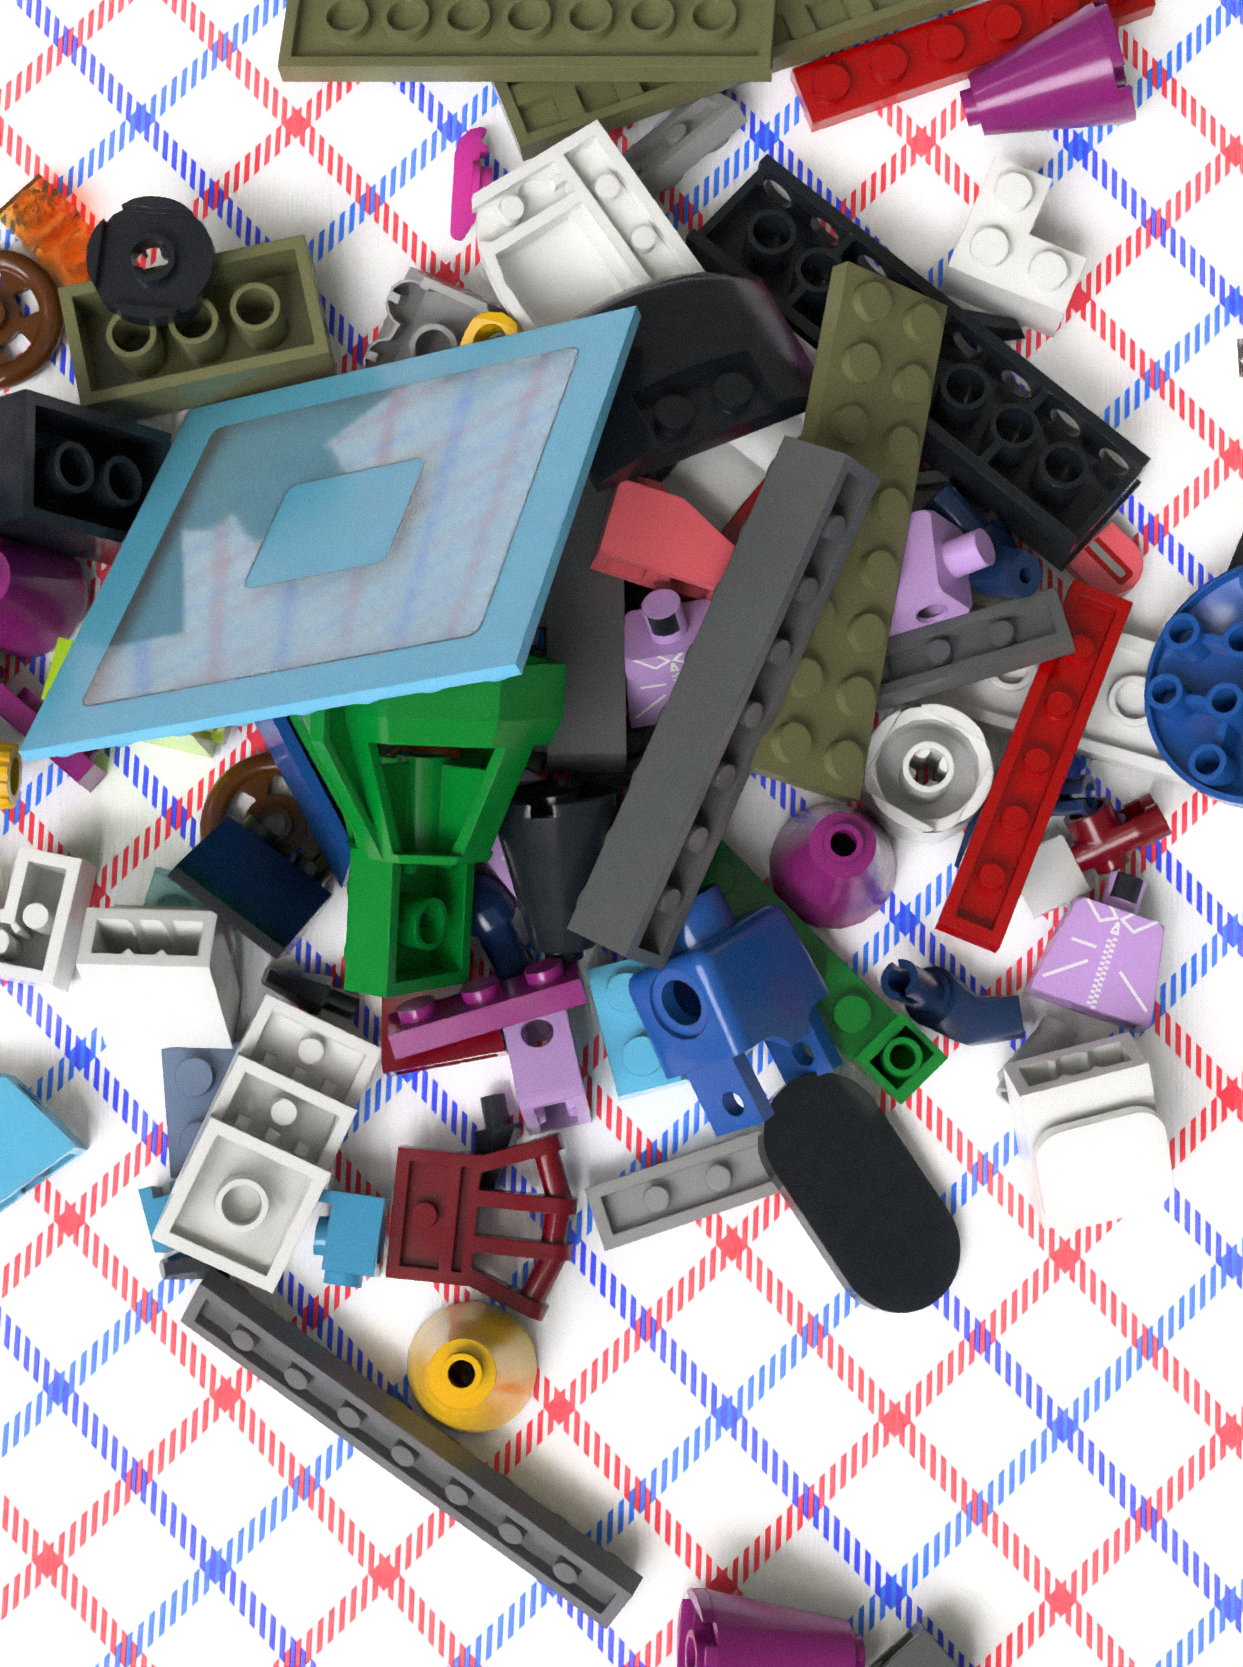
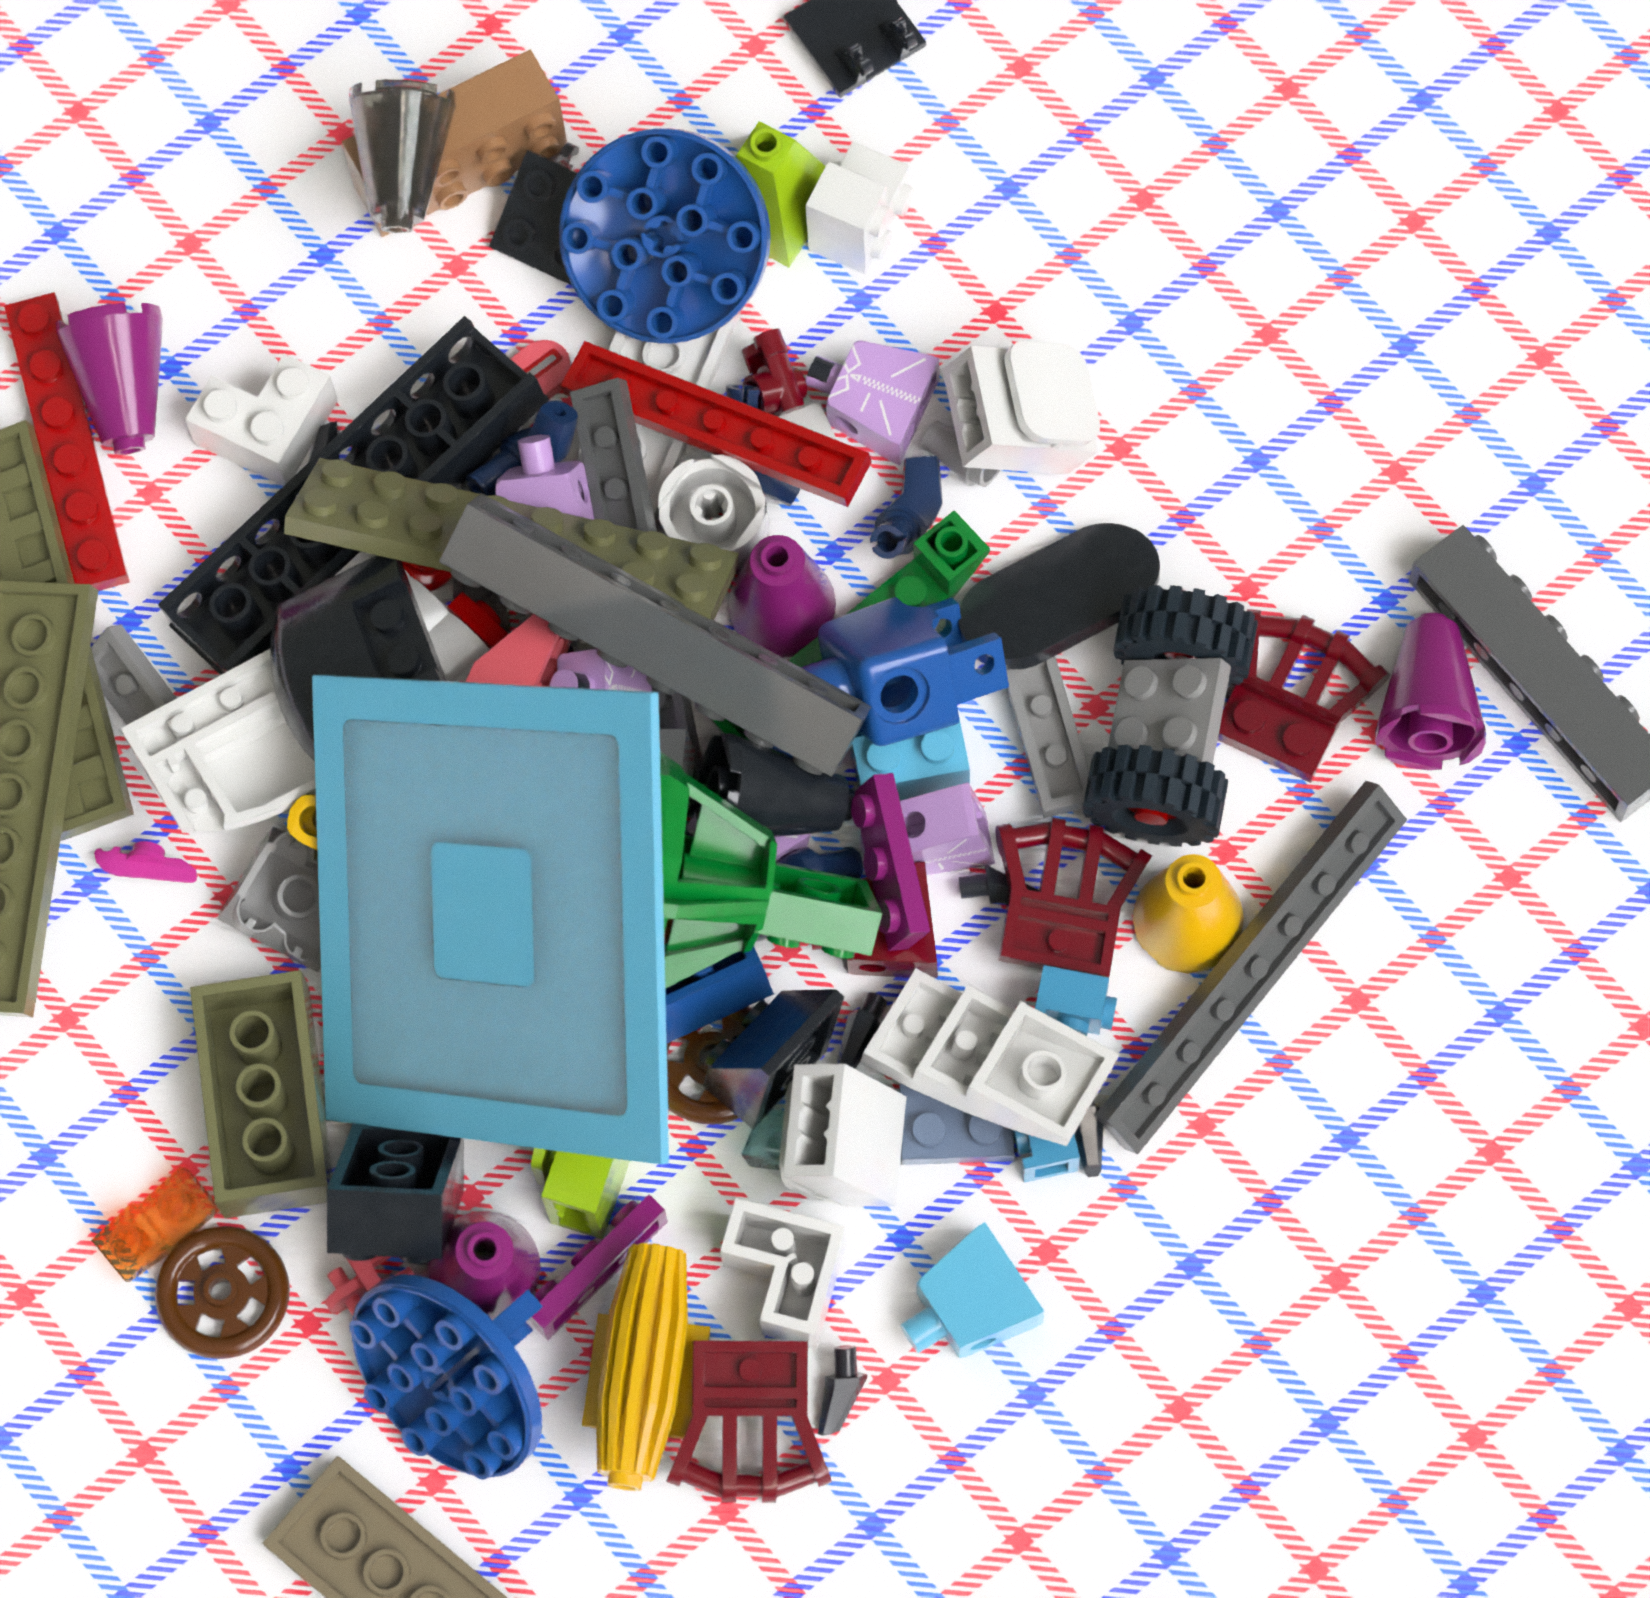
camera: 85 degrees left, 10 degrees down
(158, 298) = (187, 1084): black plate -> none
(700, 1334) = (1161, 749): none -> black plate
(718, 1469) = (1281, 725): none -> dark red plate

